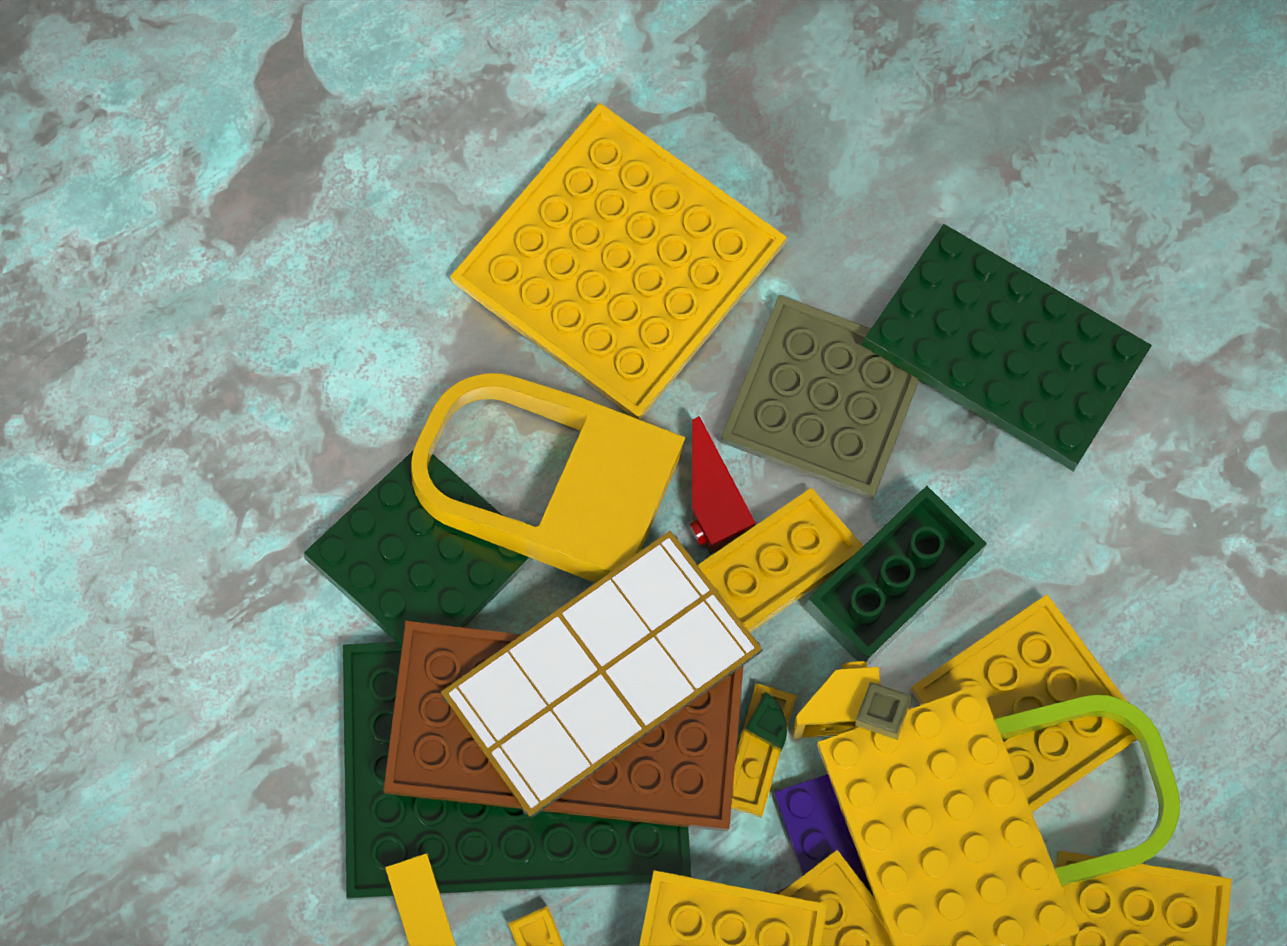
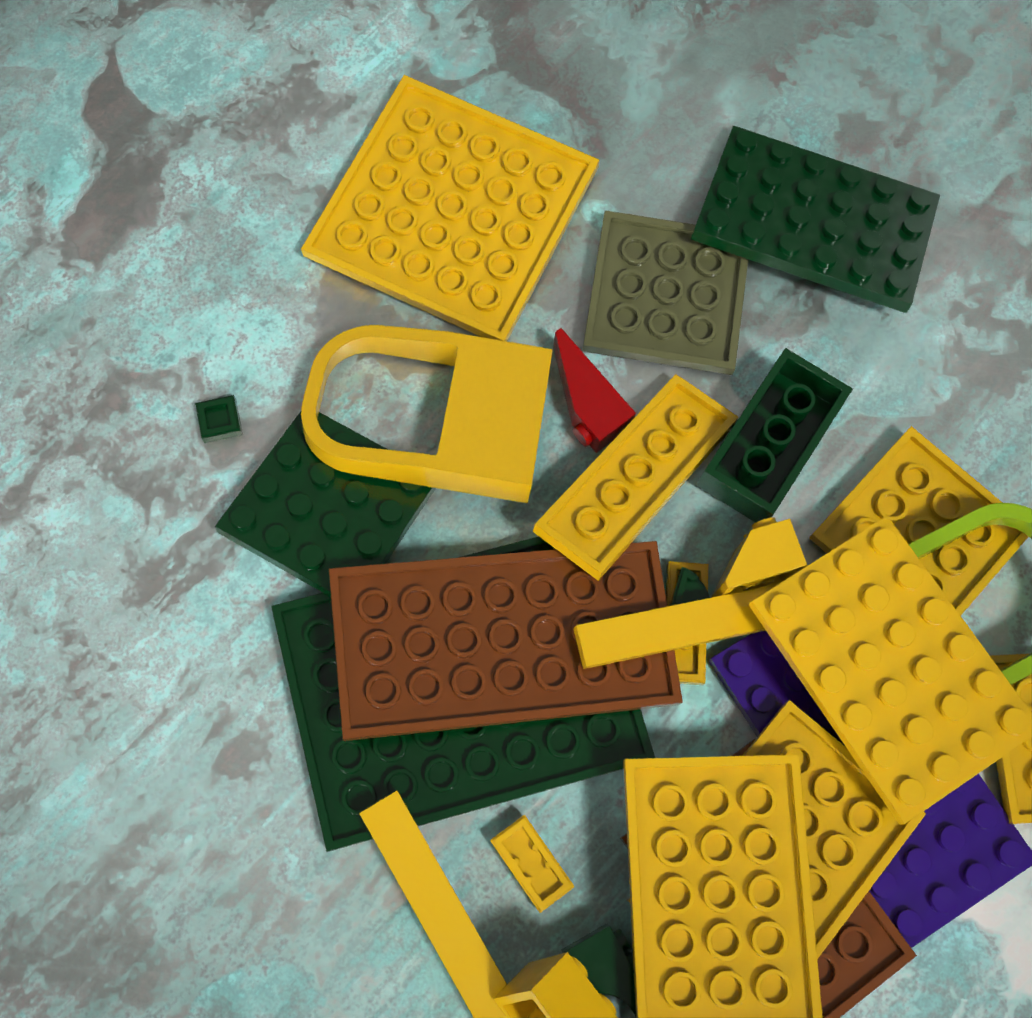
camera: 20 degrees left, 0 degrees up
(330, 440) = (219, 419): none -> dark green tile
(601, 673) = (528, 581): white piece -> none
(731, 752) = (668, 628): none -> yellow tile
(883, 710) = (808, 558): olive tile -> none

